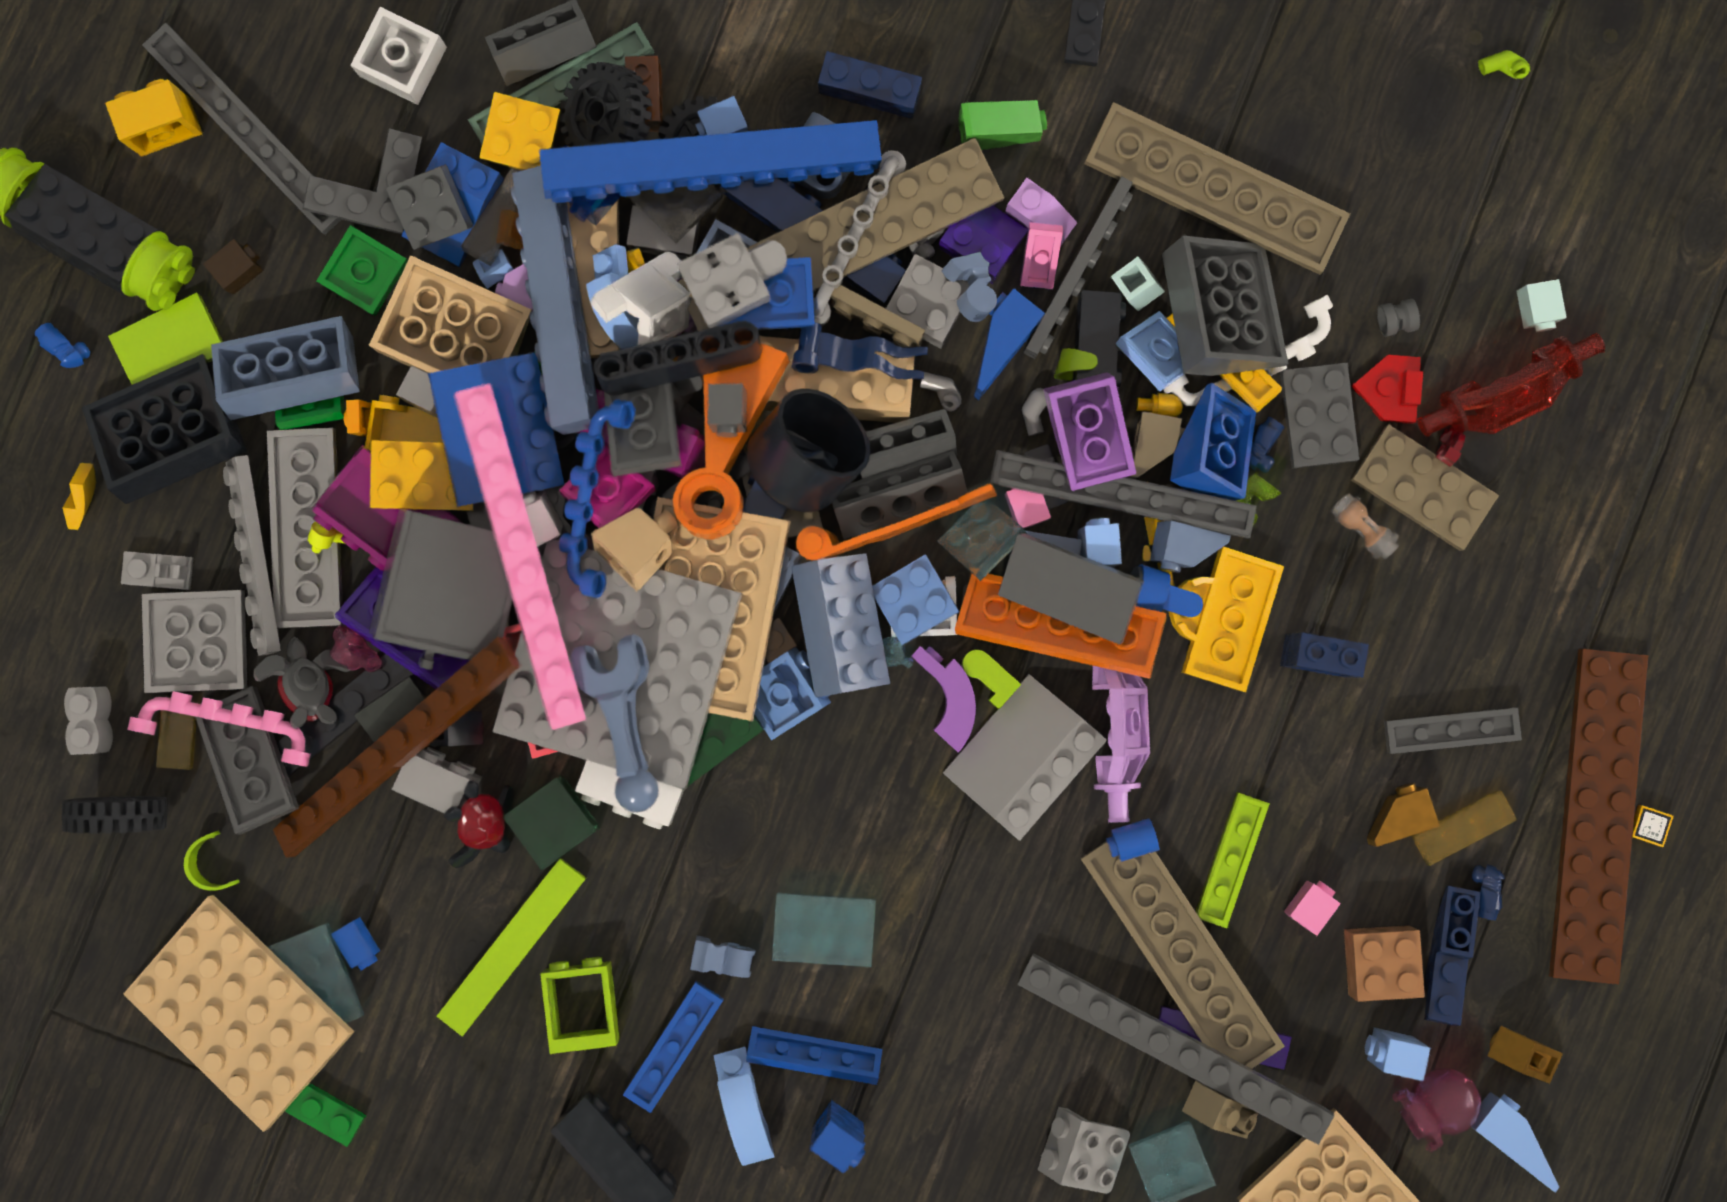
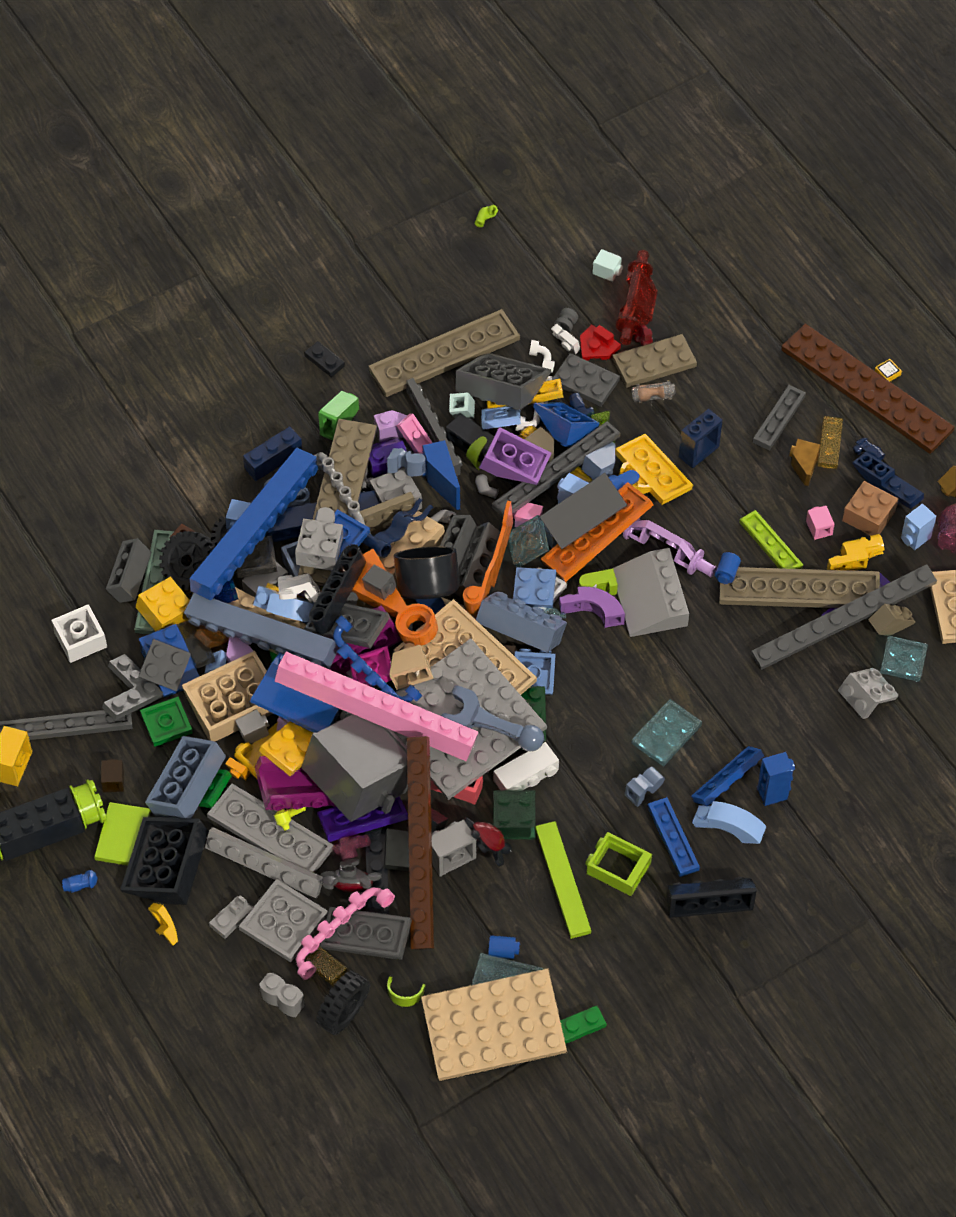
camera: 50 degrees left, 30 degrees down
(1298, 990) = (856, 553): none -> yellow plate
(1362, 348) = (568, 341): none -> white plate

